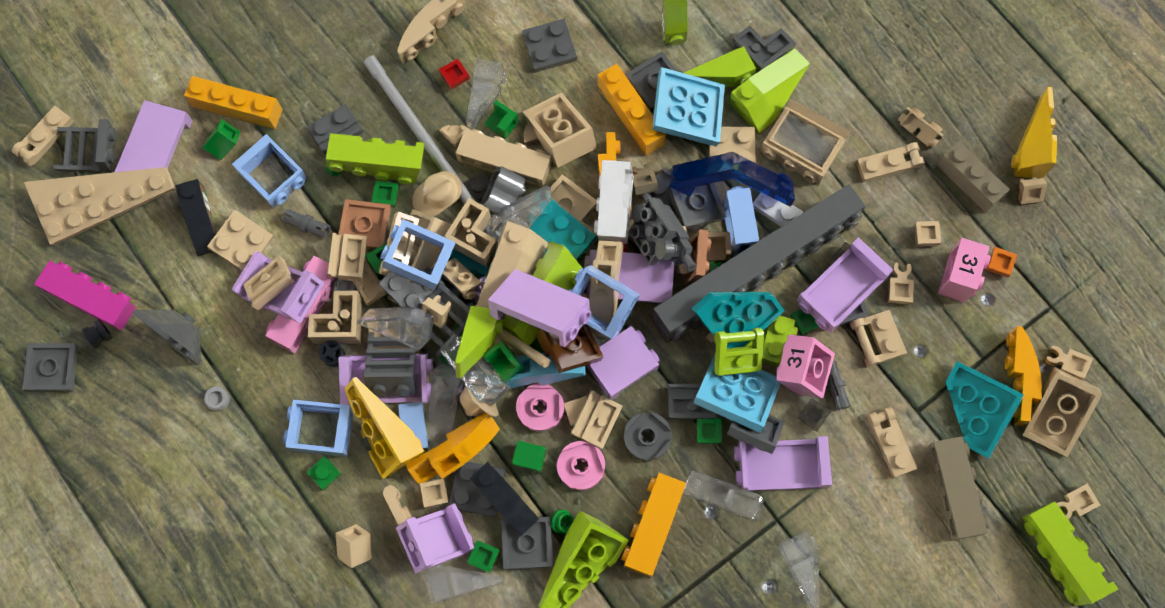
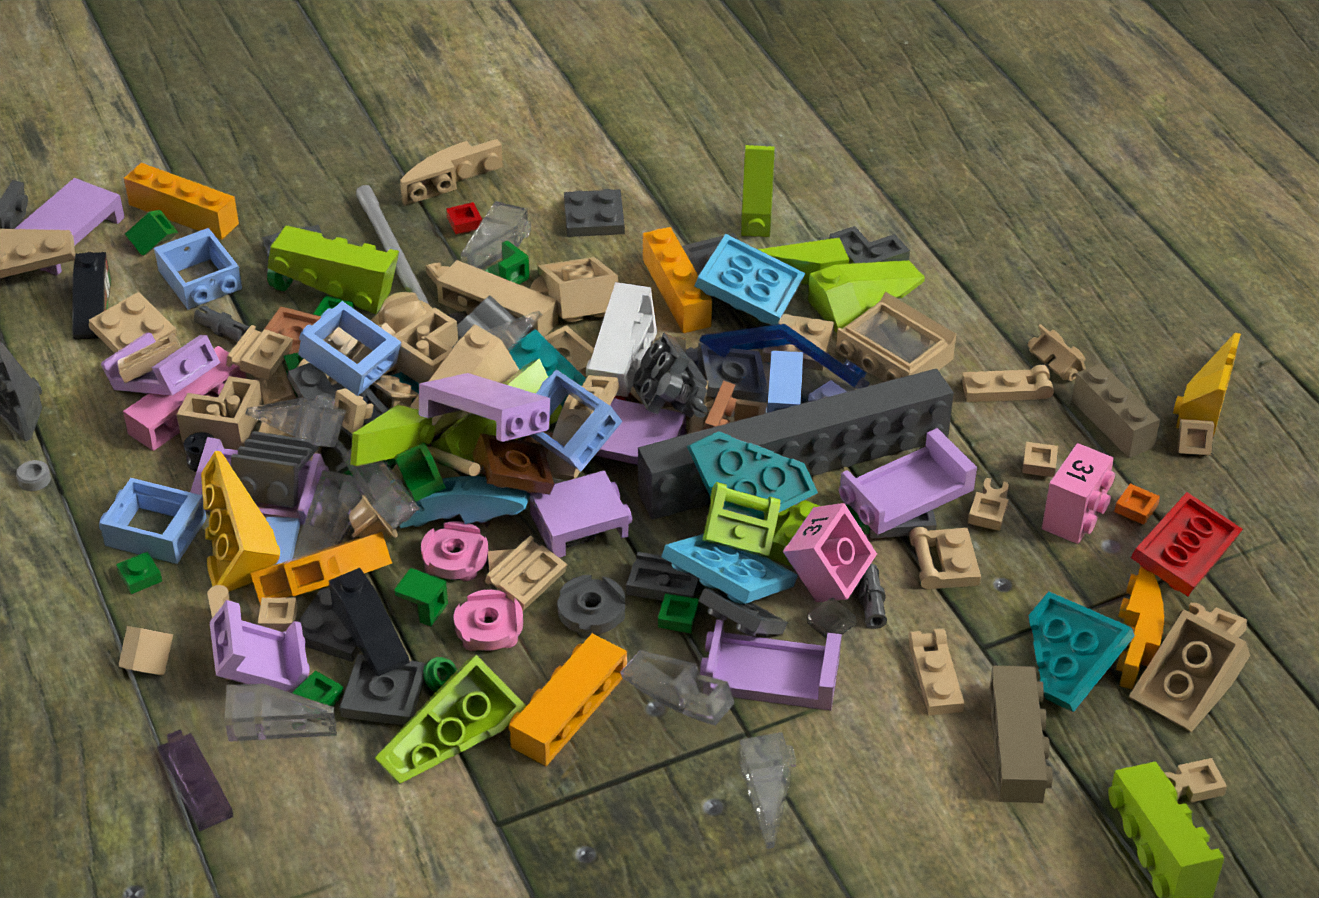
camera: 10 degrees right, 30 degrees down
(1044, 301) = (1186, 544): none -> red plate

